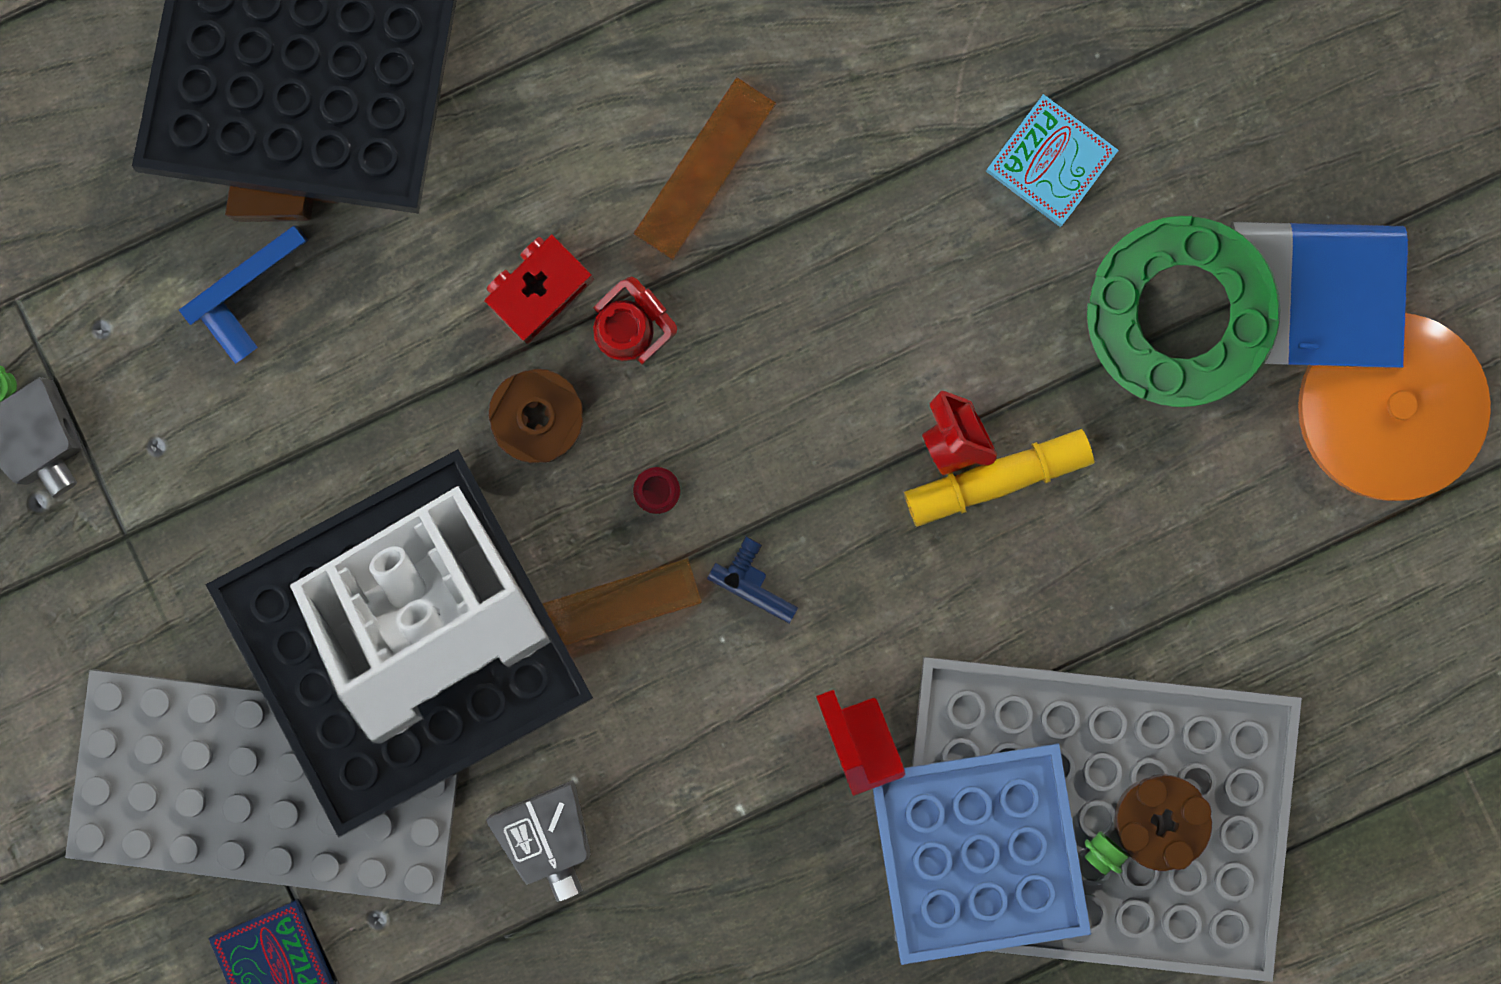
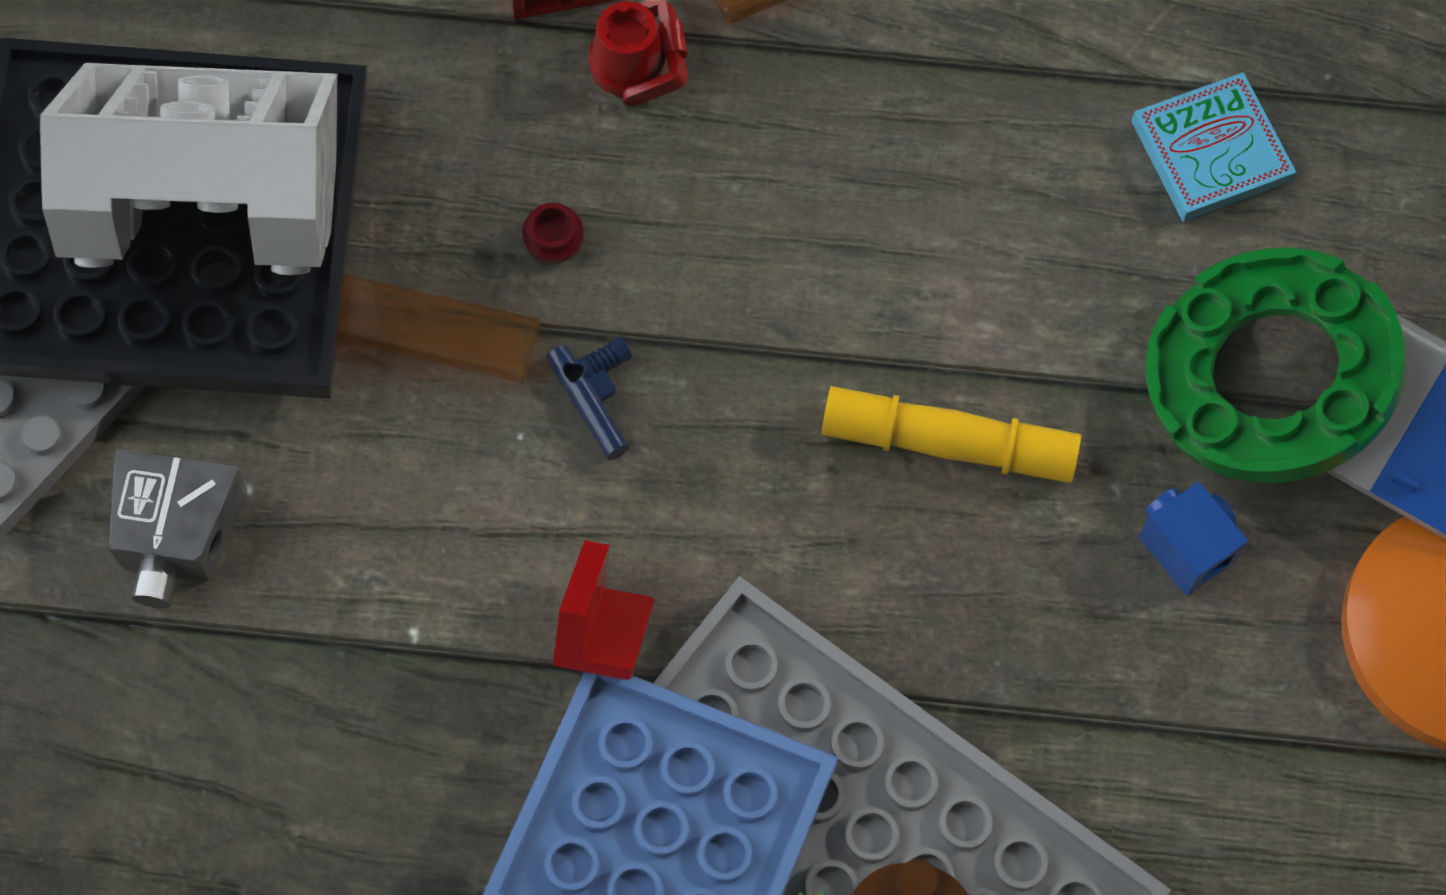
camera: 30 degrees right, 20 degrees down
(510, 423) = (480, 116): reddish brown plate -> none
(958, 436) = (931, 358): red piece -> none
(1190, 455) = (1192, 535): none -> blue brick

